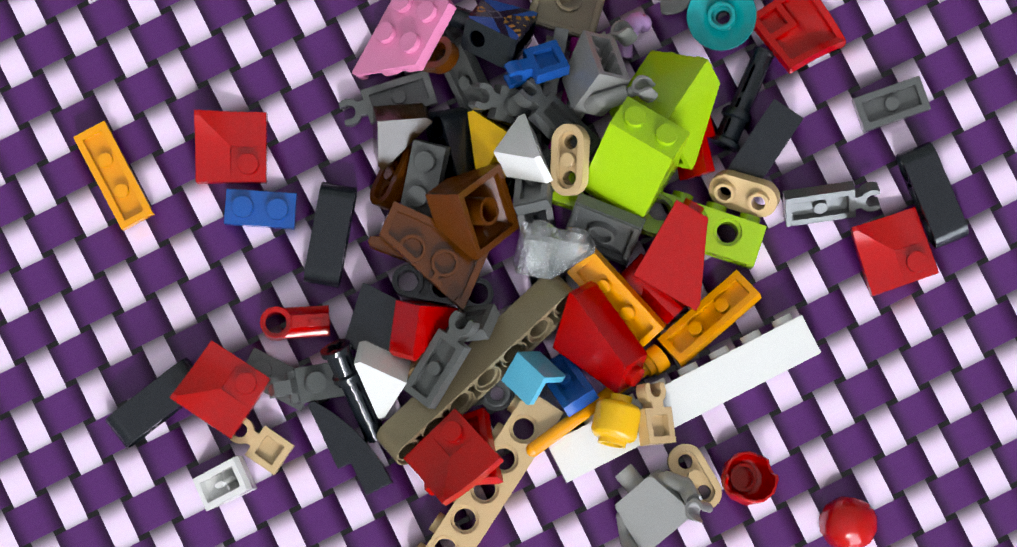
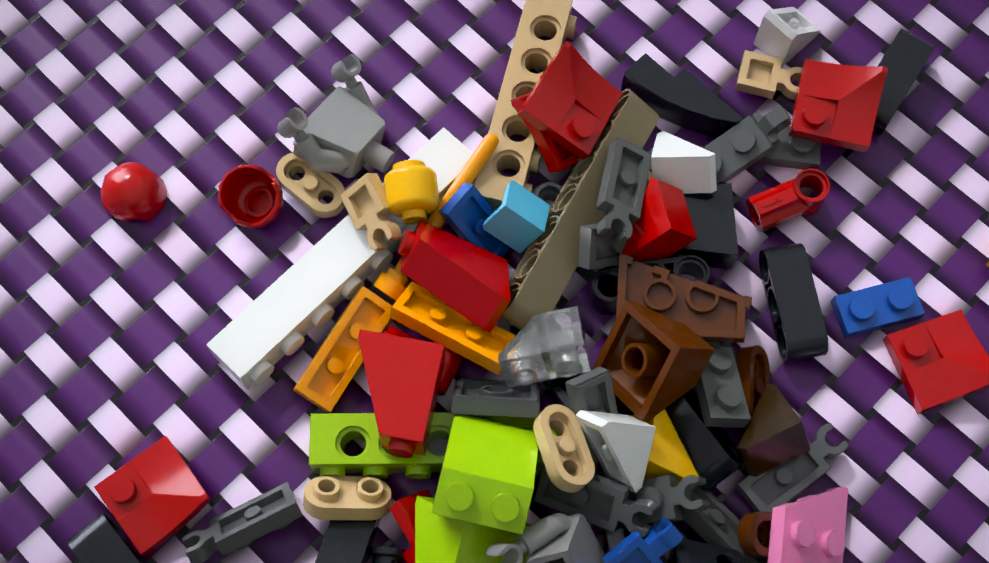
camera: 160 degrees right, 15 degrees down
(347, 378) = (725, 155): black pin -> none

